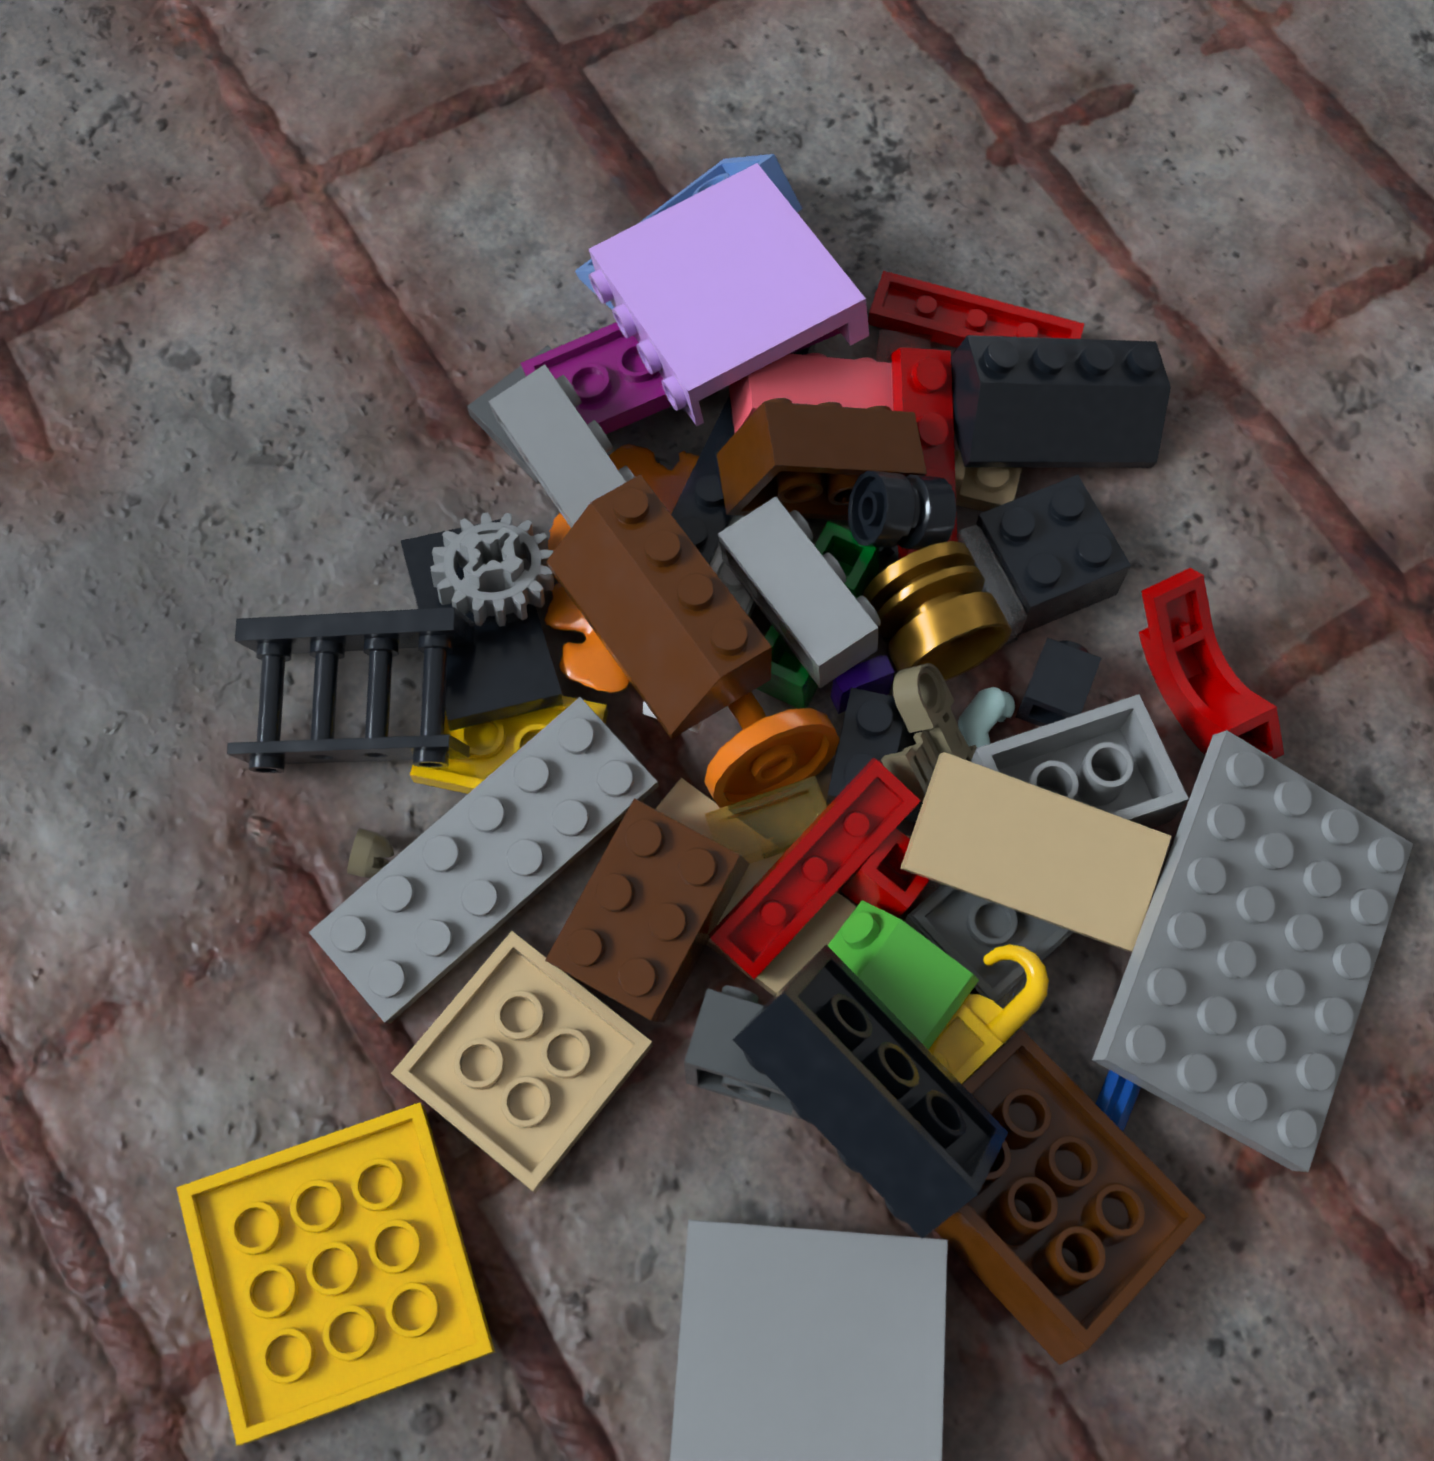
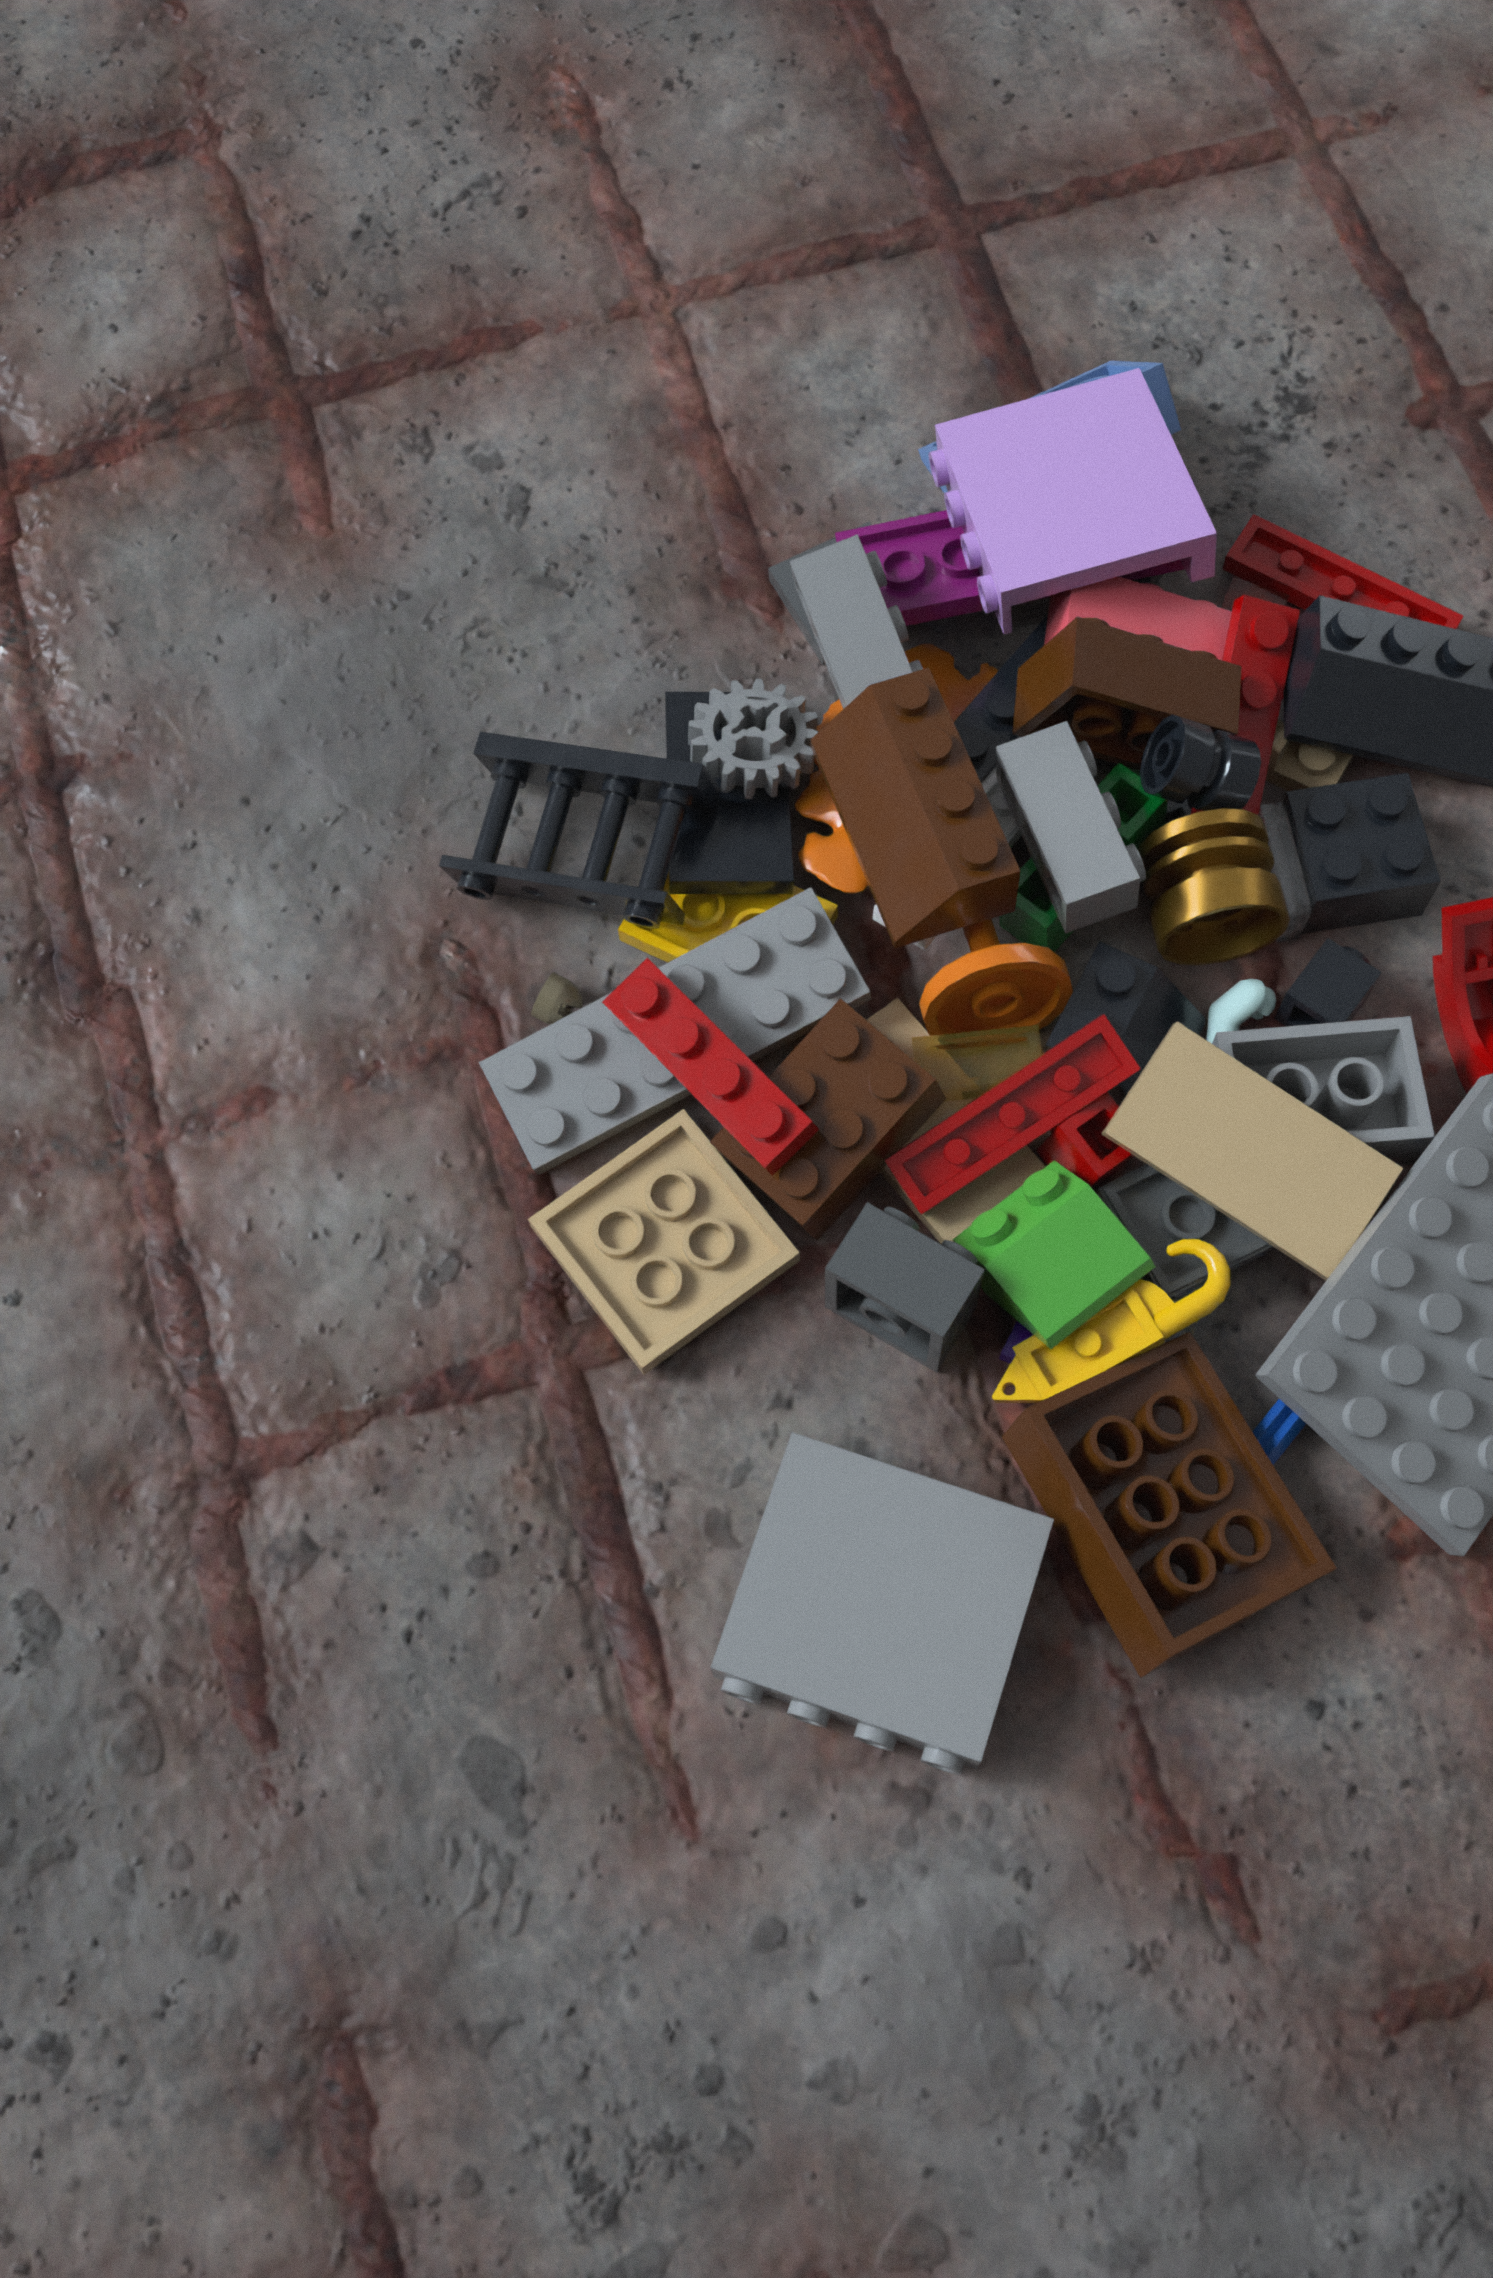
camera: 20 degrees right, 0 degrees up
(332, 1273) = (426, 1398): yellow plate -> none
(529, 891) = (710, 1066): none -> red plate
(872, 675) = (1126, 935): dark purple tile -> none
(874, 1092) = (1010, 1338): black slope -> none
(931, 715) = (1177, 990): dark tan piece -> none

